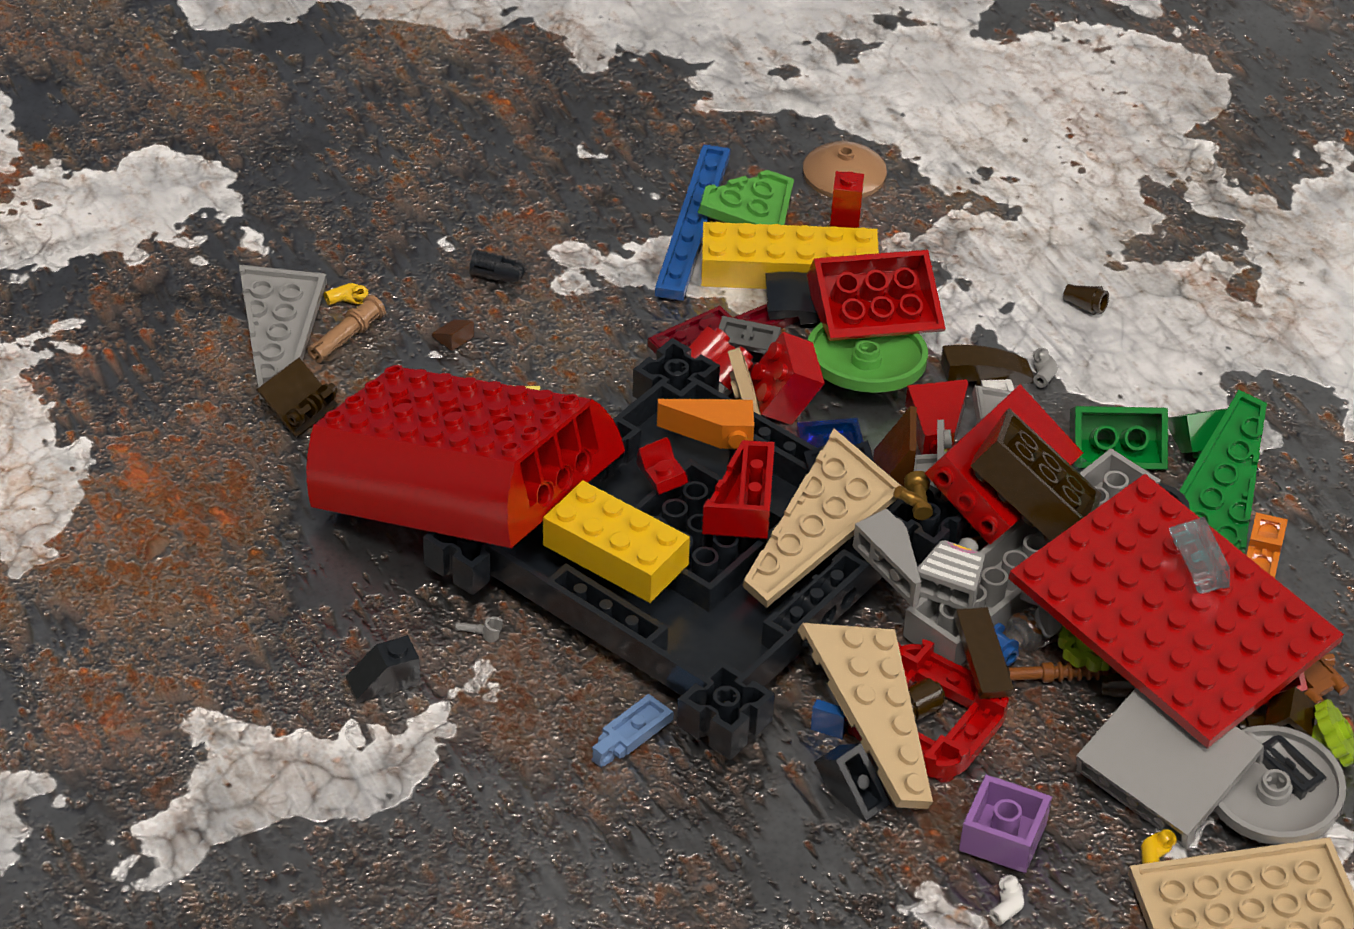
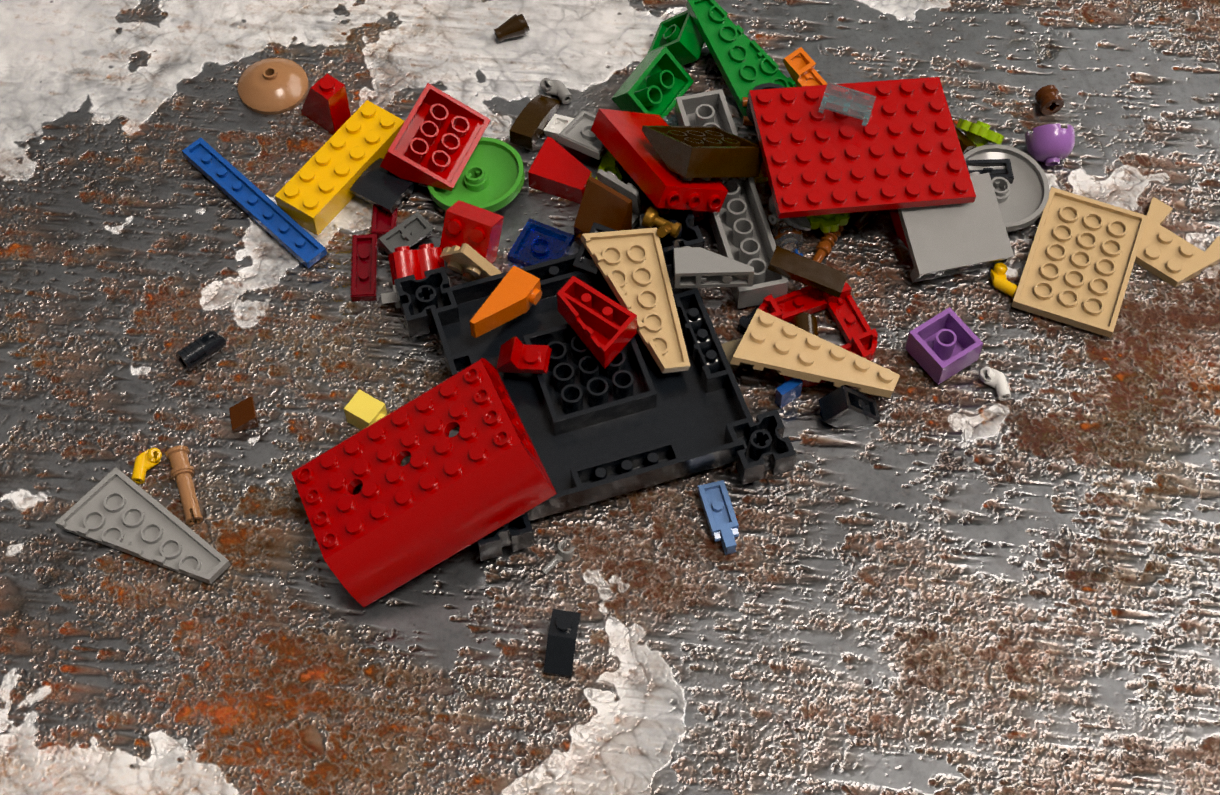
camera: 55 degrees left, 15 degrees up
(298, 396) = (239, 555): dark brown hinge -> none
(616, 541) = (584, 424): yellow brick -> none
(750, 200) = (269, 156): bright green plate -> none
(952, 573) = (739, 242): light grey torso -> none

